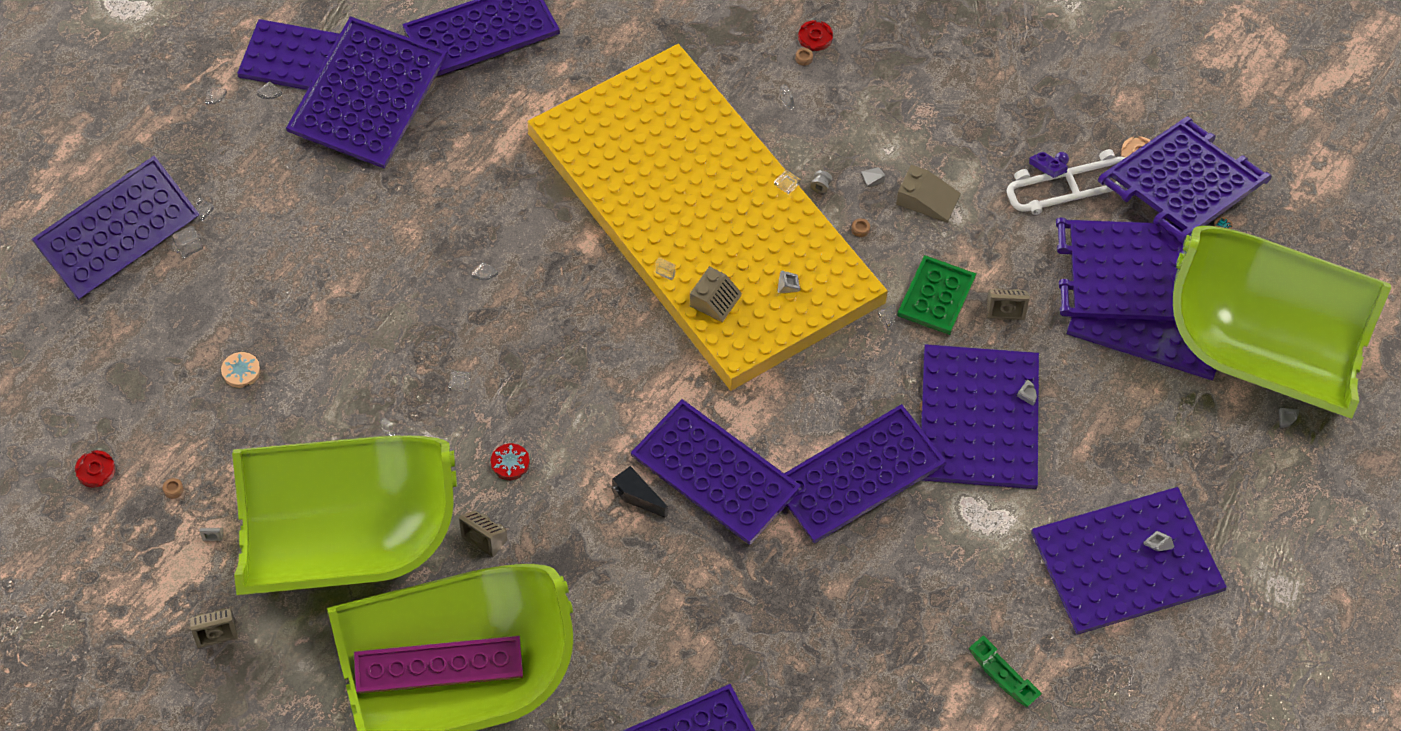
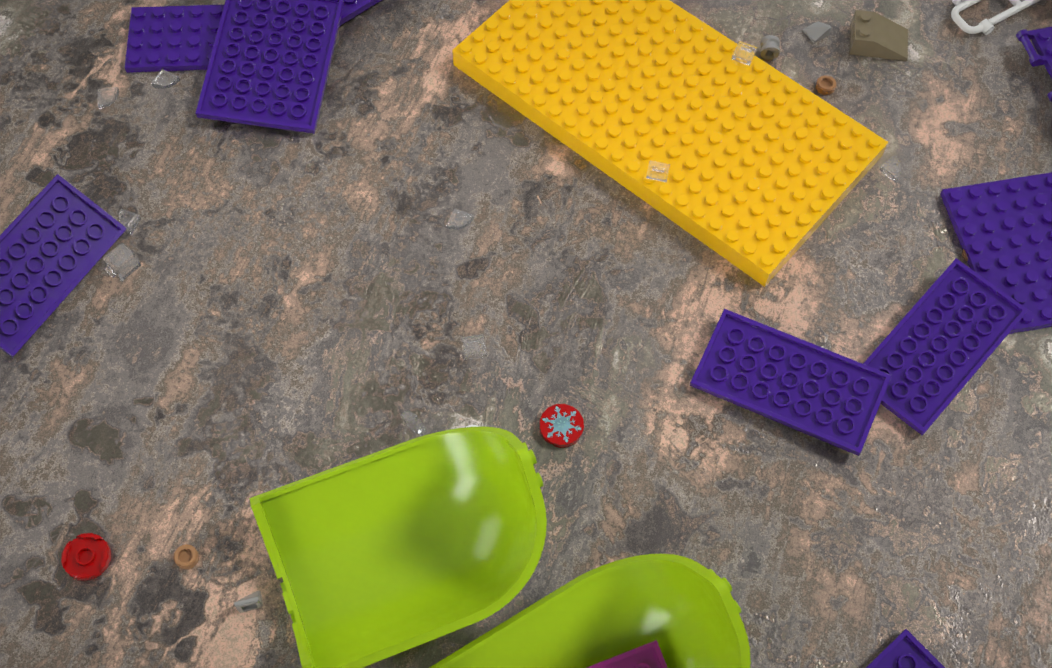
camera: 15 degrees left, 5 degrees up
(240, 369) = (224, 394): light nougat tile -> none
(482, 532) = (566, 519): dark tan slope -> none
(637, 492) = (715, 426): black slope -> none
(714, 294) = (720, 187): dark tan slope -> none
(788, 283) = (788, 157): light grey slope -> none
(936, 295) = (932, 136): green plate -> none
(1007, 304) = (1007, 127): dark tan slope -> none

